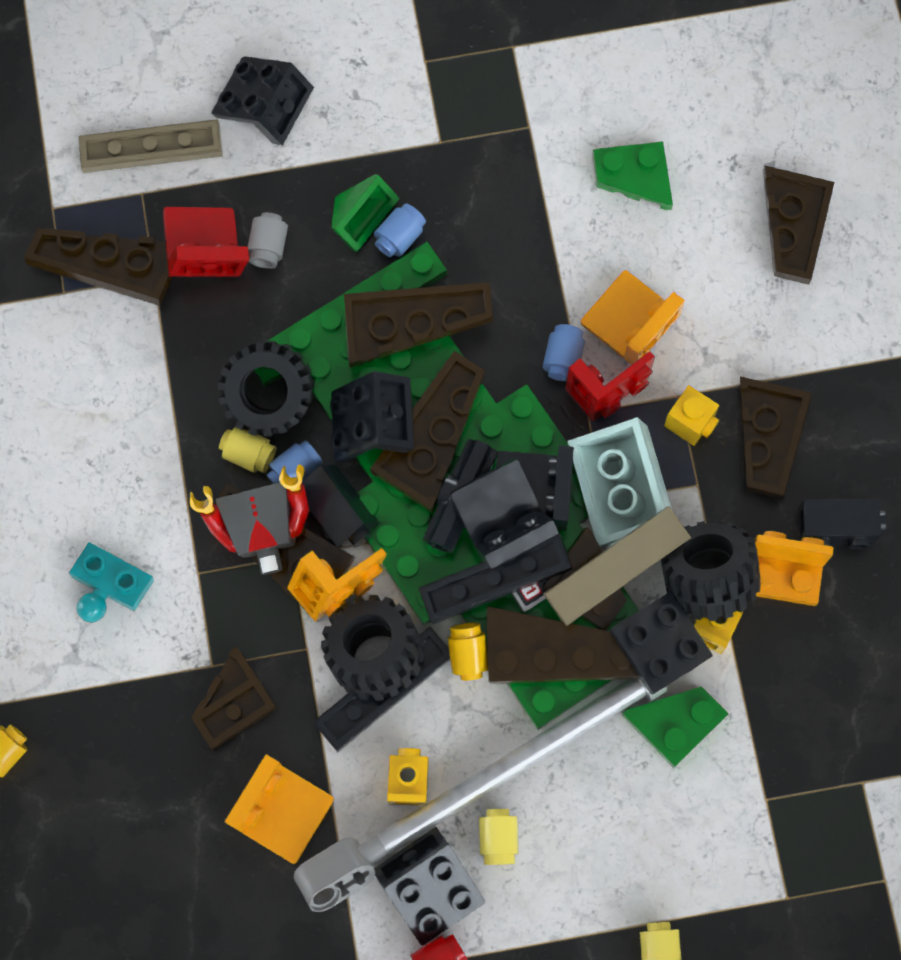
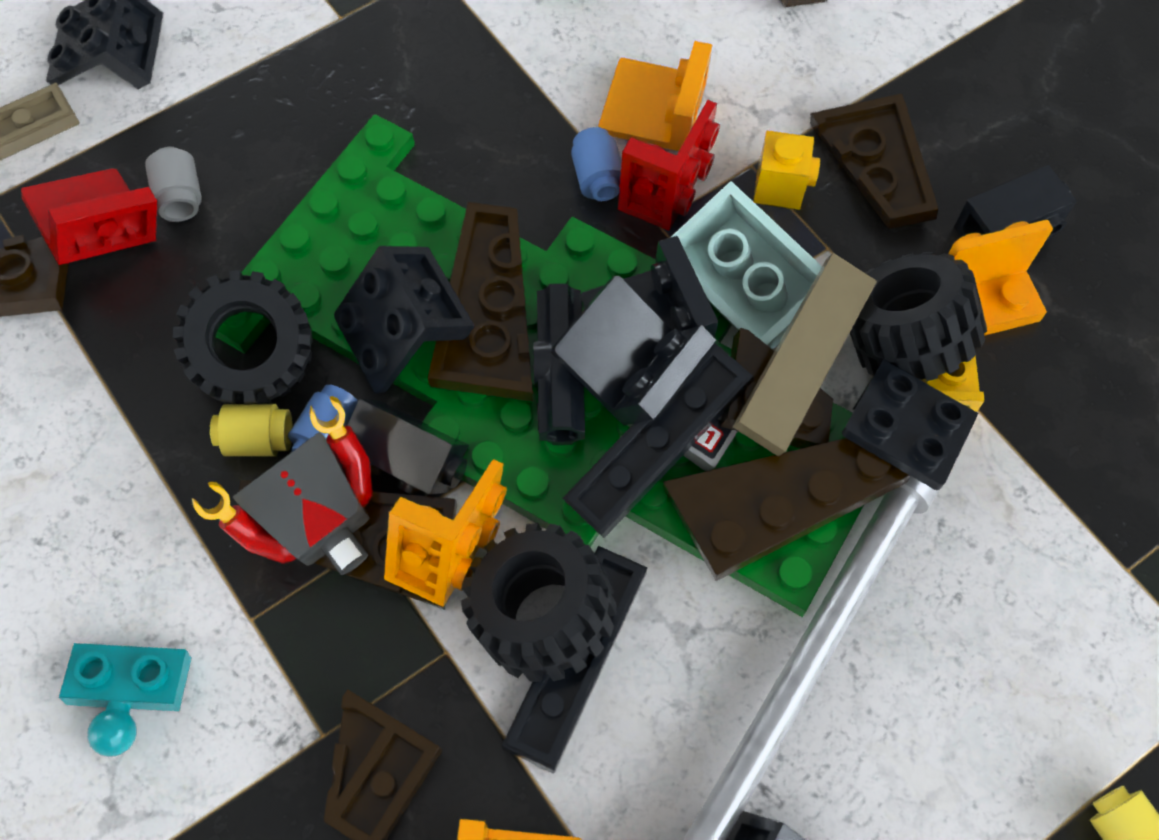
camera: 30 degrees left, 10 degrees down
(361, 210) = (280, 111): green slope -> none
(399, 230) = (335, 113): medium blue brick -> none
(405, 318) = (395, 190): dark brown wing -> none
(408, 792) = (666, 781): yellow brick -> none
(468, 651) = (666, 552): yellow brick -> none
(498, 837) = (835, 782): light yellow brick -> none
(677, 722) = (969, 526): green wing -> none

